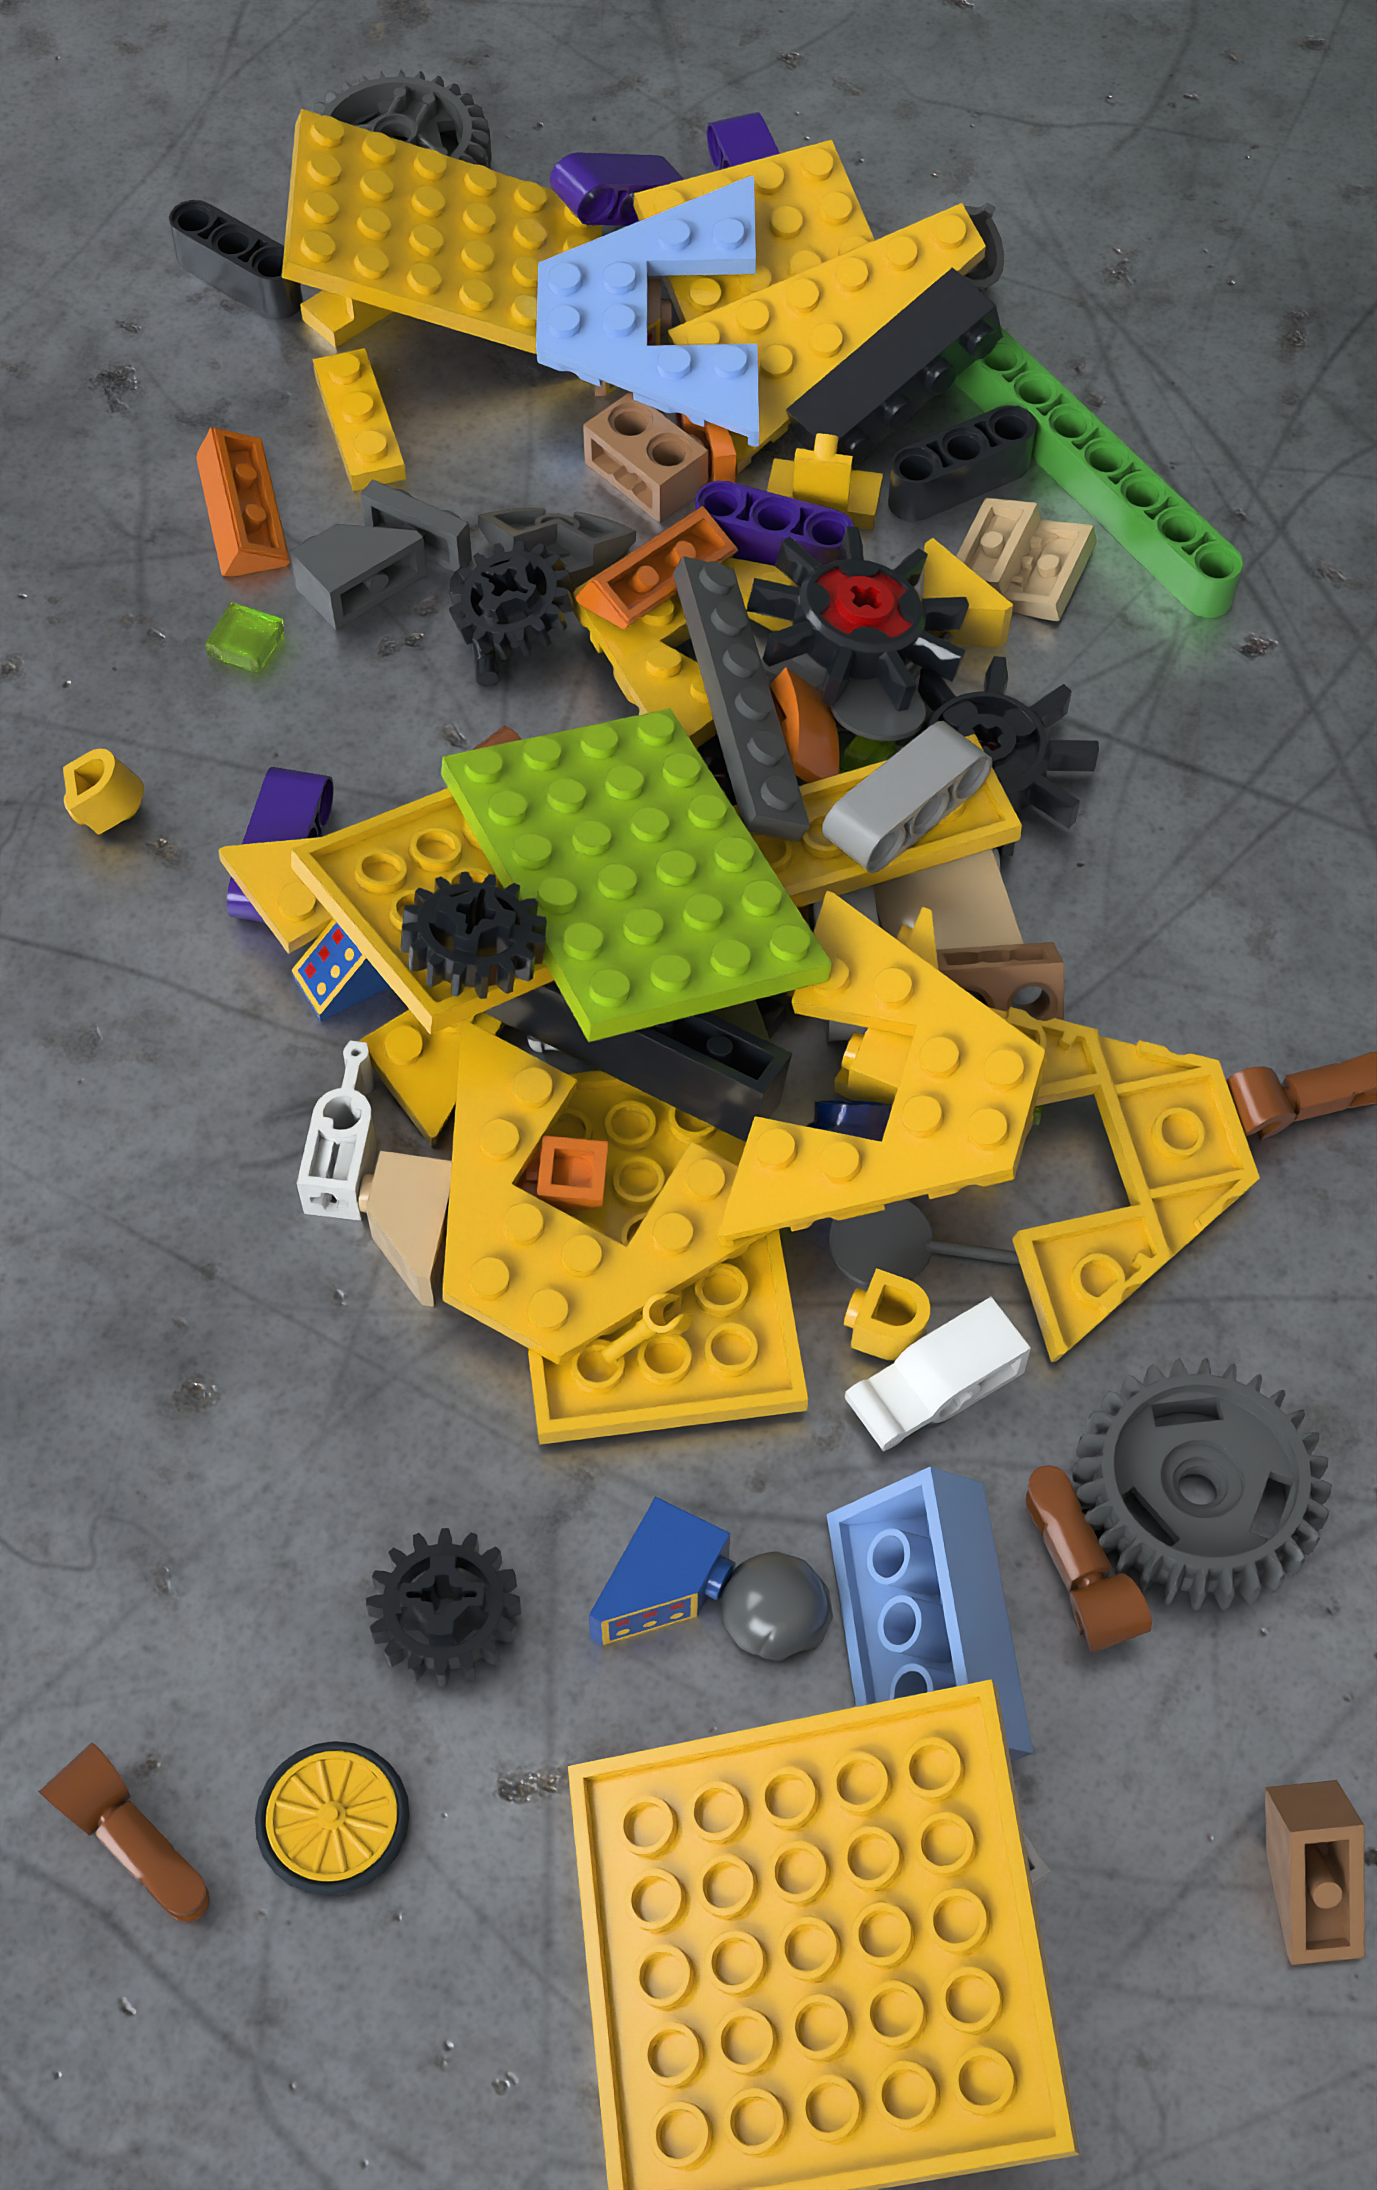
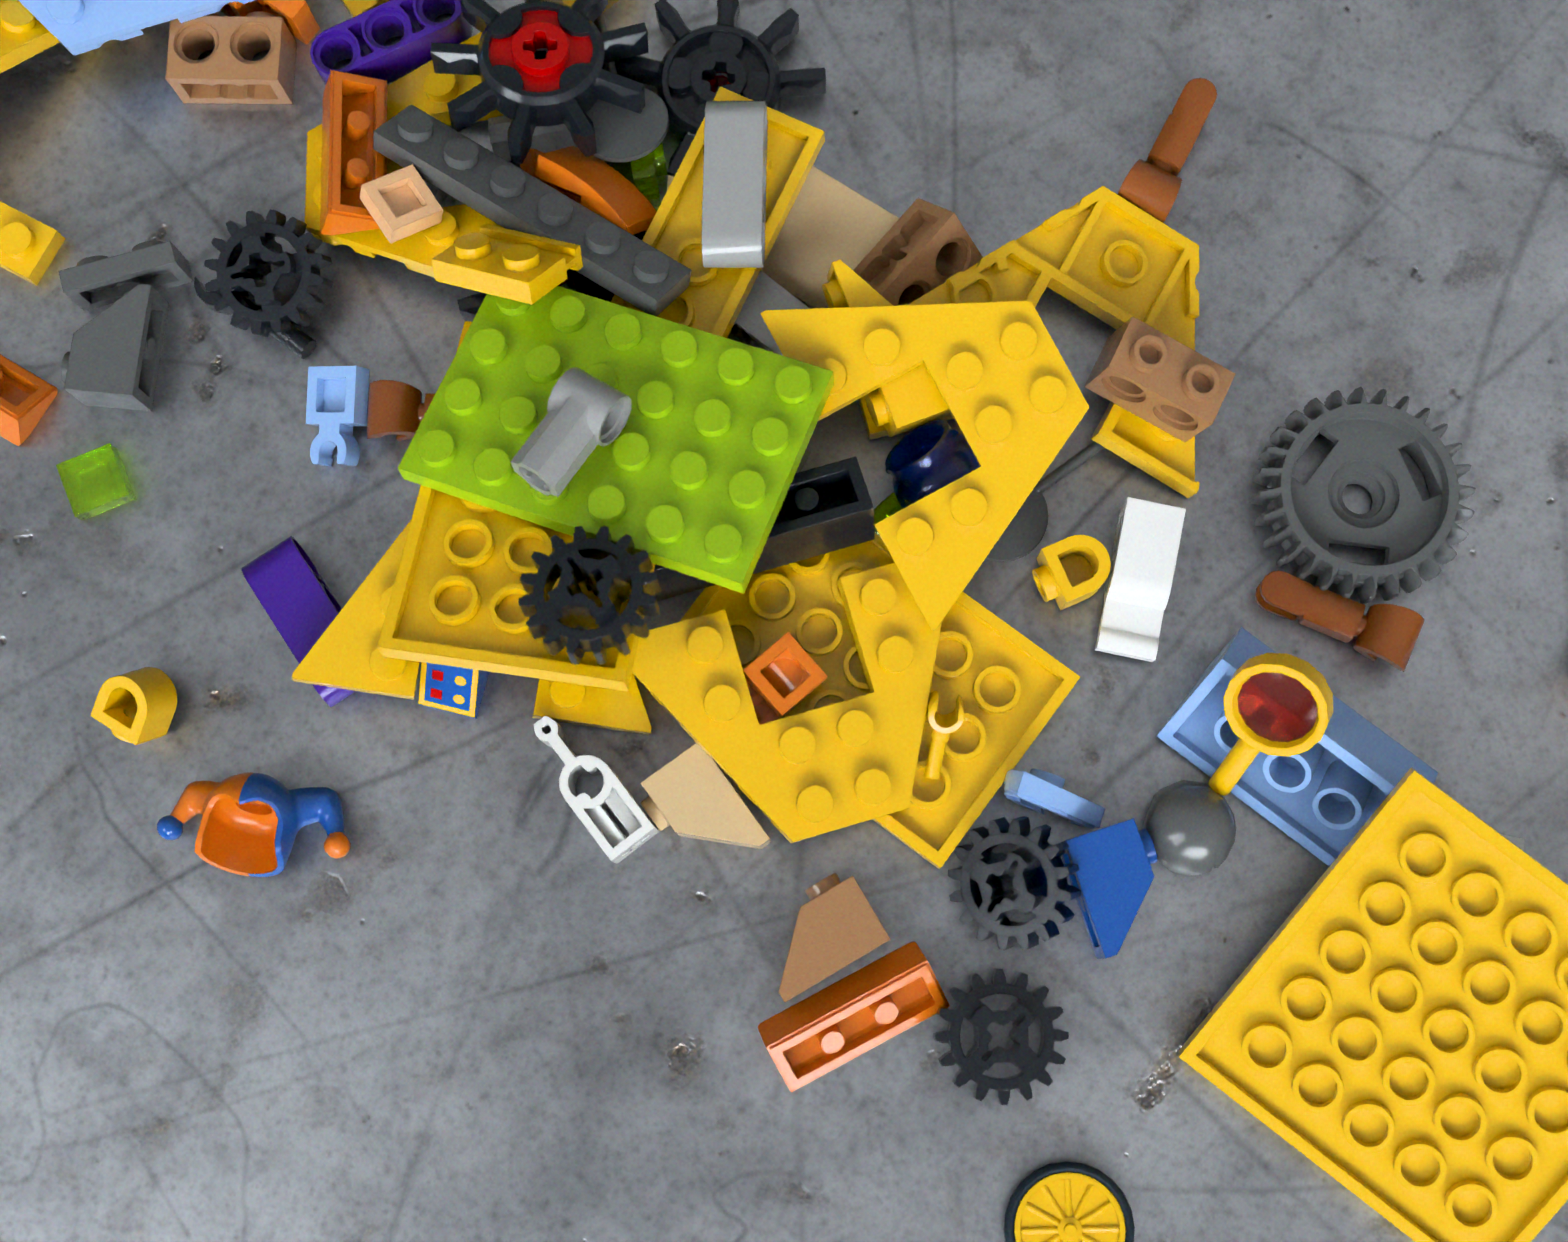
camera: 40 degrees left, 20 degrees up
(84, 931) = (254, 822): none -> orange piece
(347, 1488) = (852, 1016): none -> orange slope
(394, 1403) = (829, 934): none -> medium nougat slope
(456, 728) = (336, 403): none -> light blue plate
(582, 541) = (253, 179): dark grey brick -> none
(582, 1497) = (1038, 878): none -> black gear
(603, 818) = (579, 418): none -> light grey piece
(649, 616) = (401, 203): none -> light nougat plate
(675, 706) = (507, 263): none -> yellow plate
(681, 1459) = (1045, 791): none -> light blue plate
(931, 1544) = (1275, 709): none -> piece
(1106, 1225) = (1160, 380): none -> medium nougat brick

